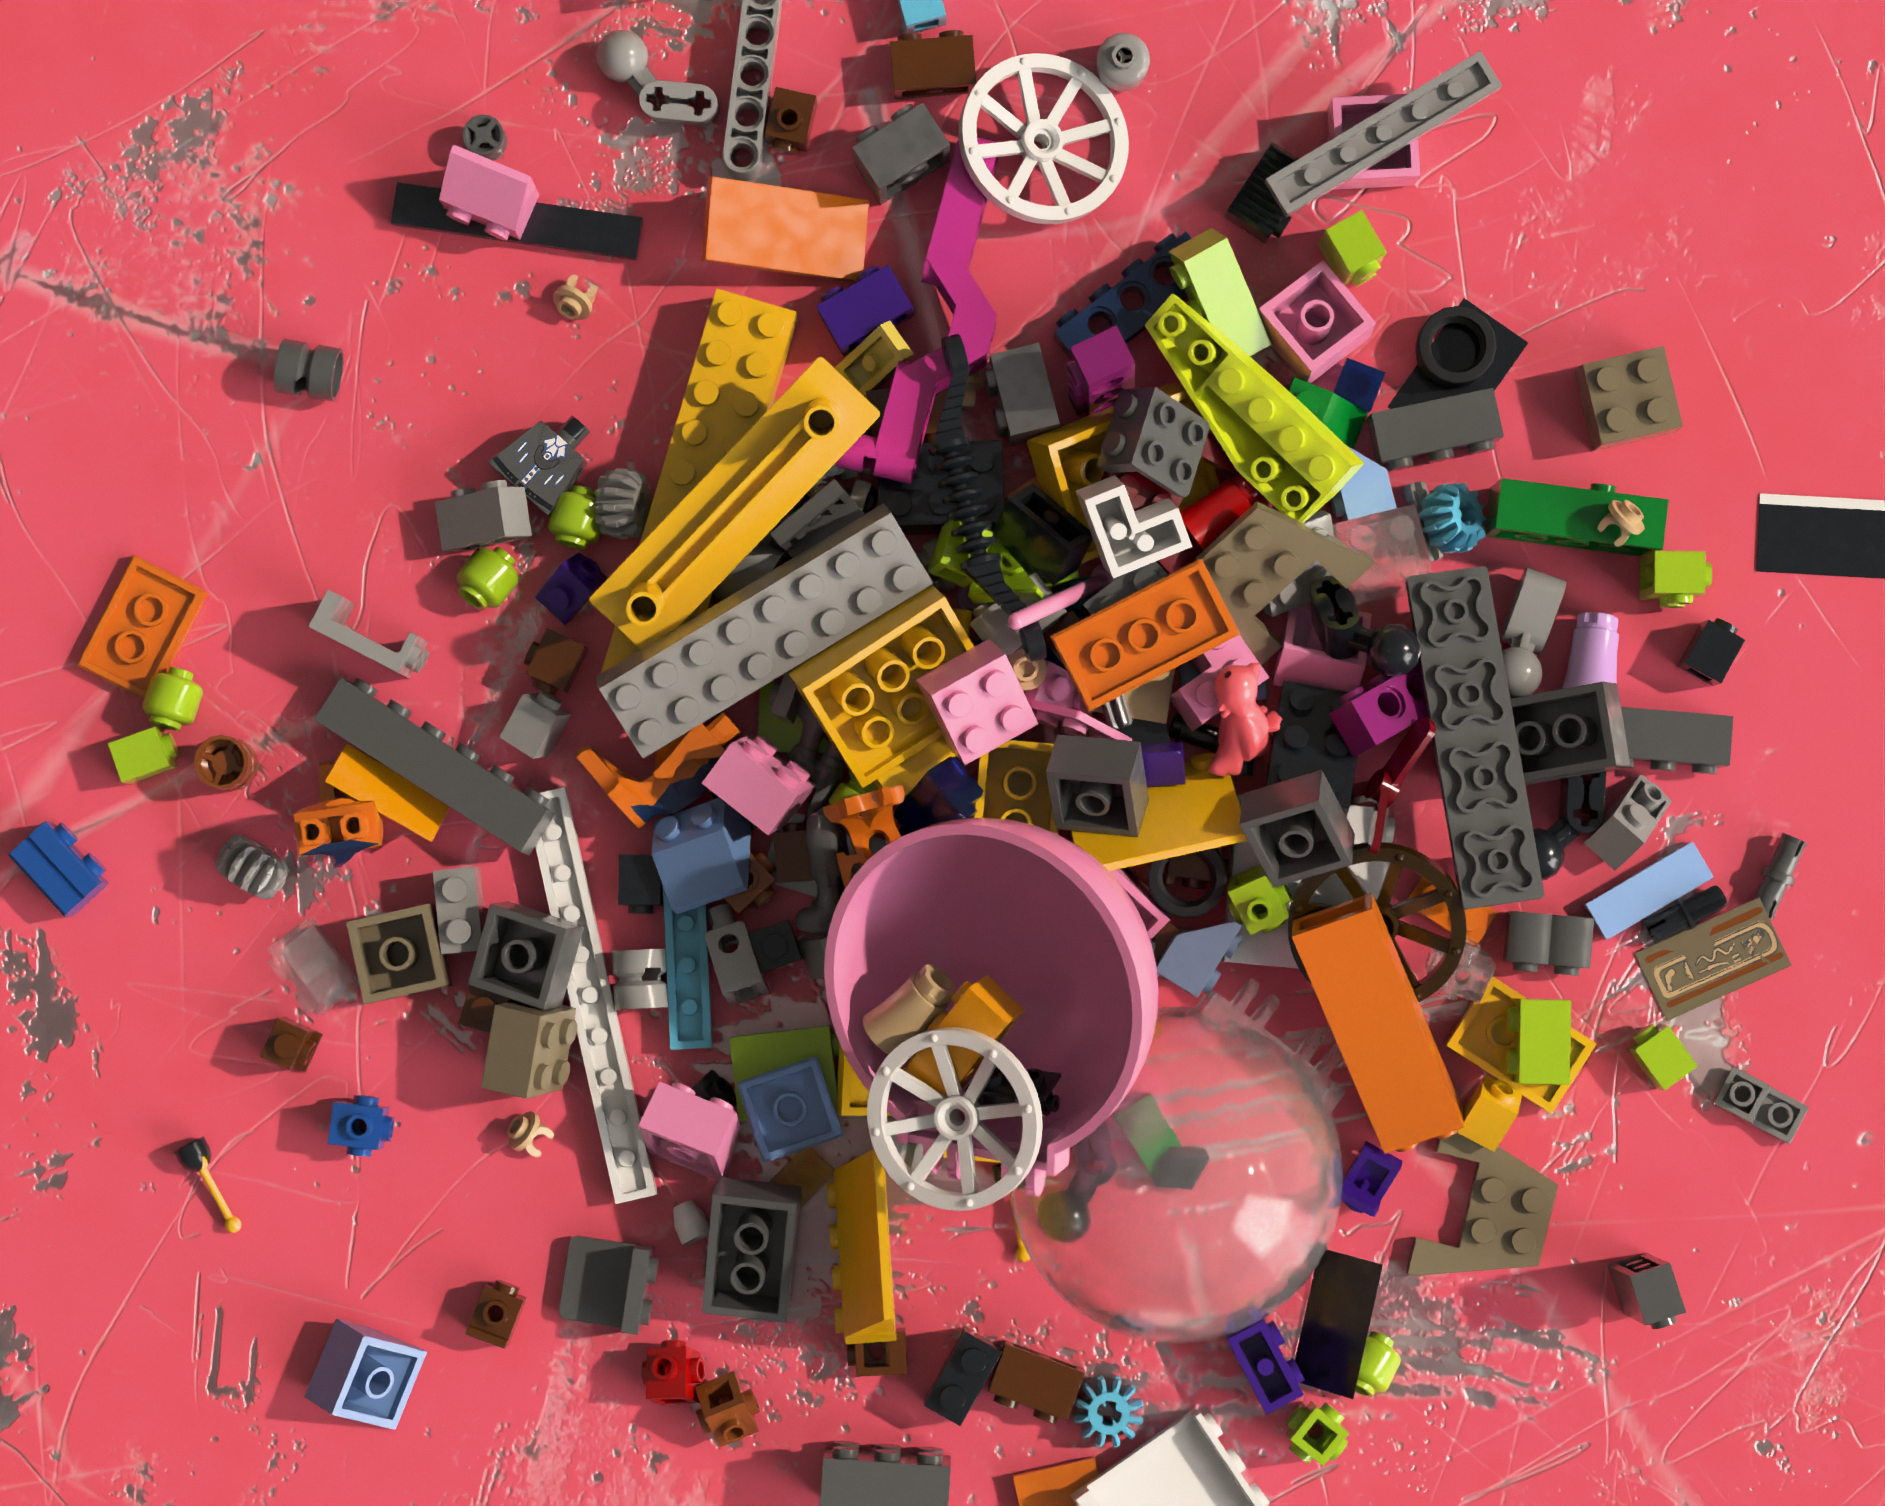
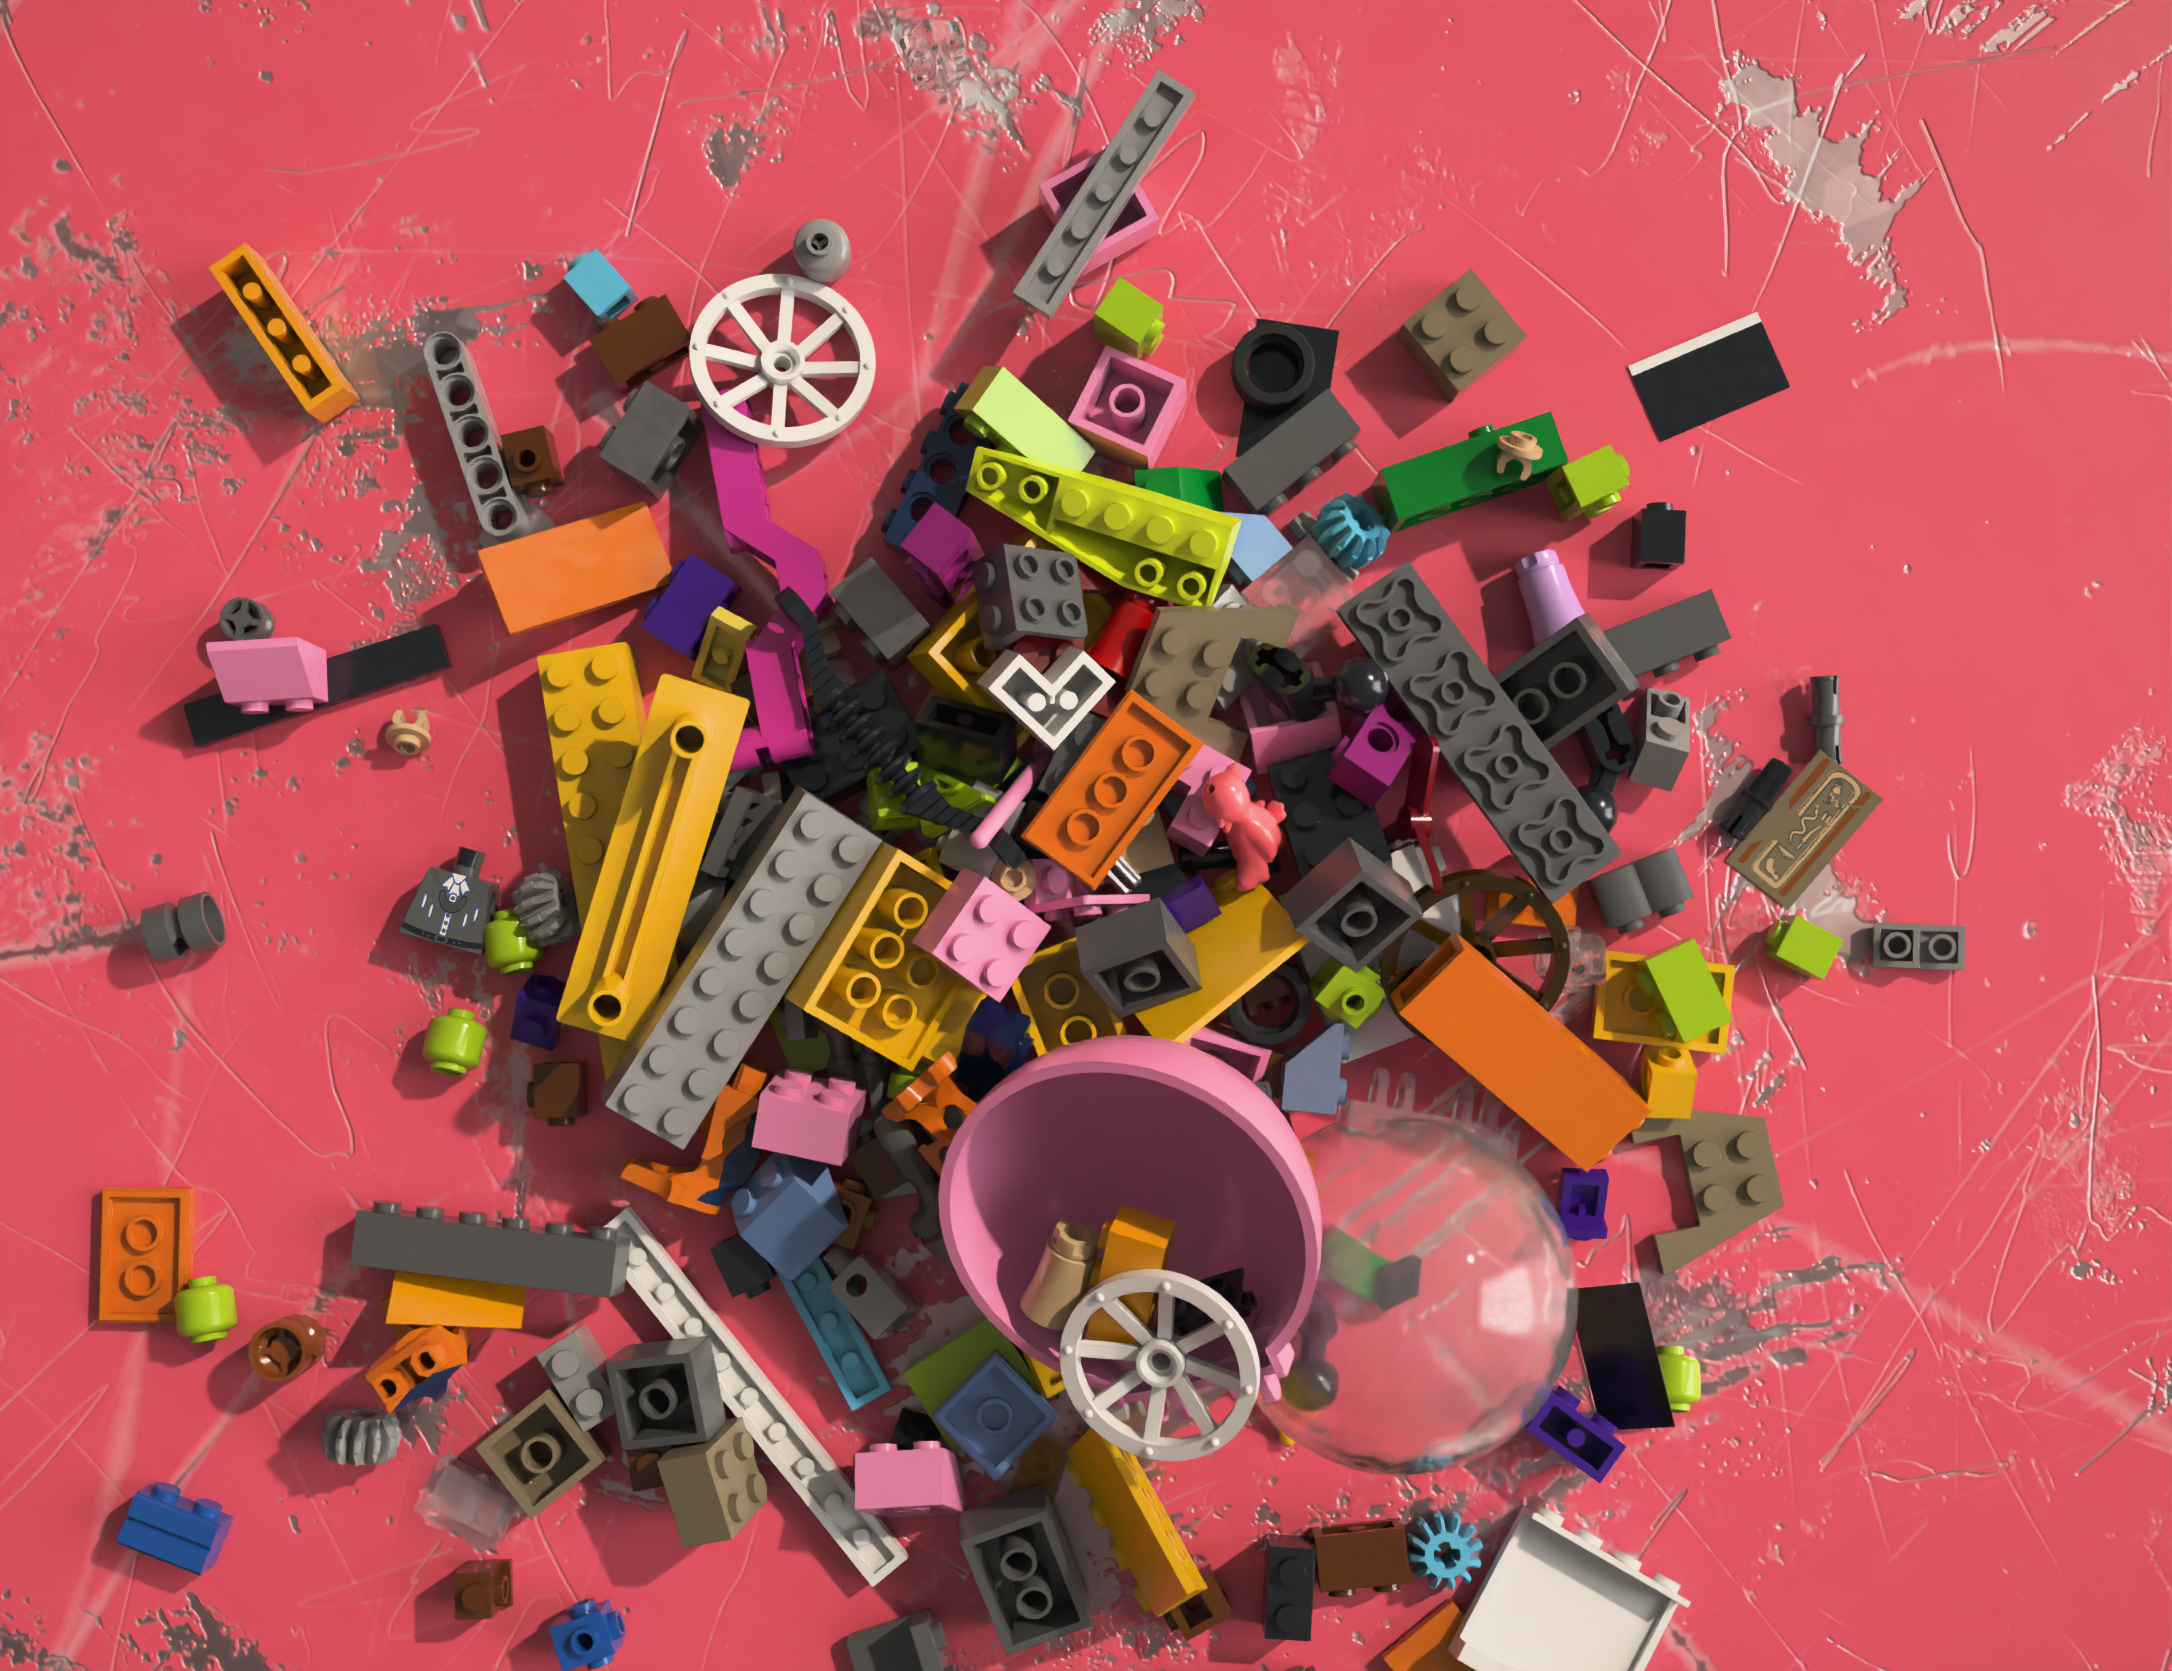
camera: 25 degrees left, 0 degrees up
(144, 754) = (204, 1378): lime brick -> none
(330, 621) = (321, 1160): light grey panel -> none
(483, 517) = (419, 987): light grey brick -> none
(524, 1130) = (750, 1557): tan plate -> none
(536, 724) = (569, 1162): light grey brick -> none
(624, 58) = (342, 480): light grey beam -> none
(640, 979) = (793, 1373): light grey wheel -> none
(690, 1223) = (952, 1567): white hose -> none
(775, 946) = (904, 1261): black brick -> none
(1254, 205) = (1016, 326): black brick -> none
(1321, 1448) = (1667, 1480): lime brick -> none
(1359, 384) = (1198, 447): clear blue plate -> none
(1528, 629) = (1474, 600): light grey beam -> none
(1647, 1290) = (1905, 1181): dark grey brick -> none
(1648, 890) = (1710, 794): light blue tile -> none

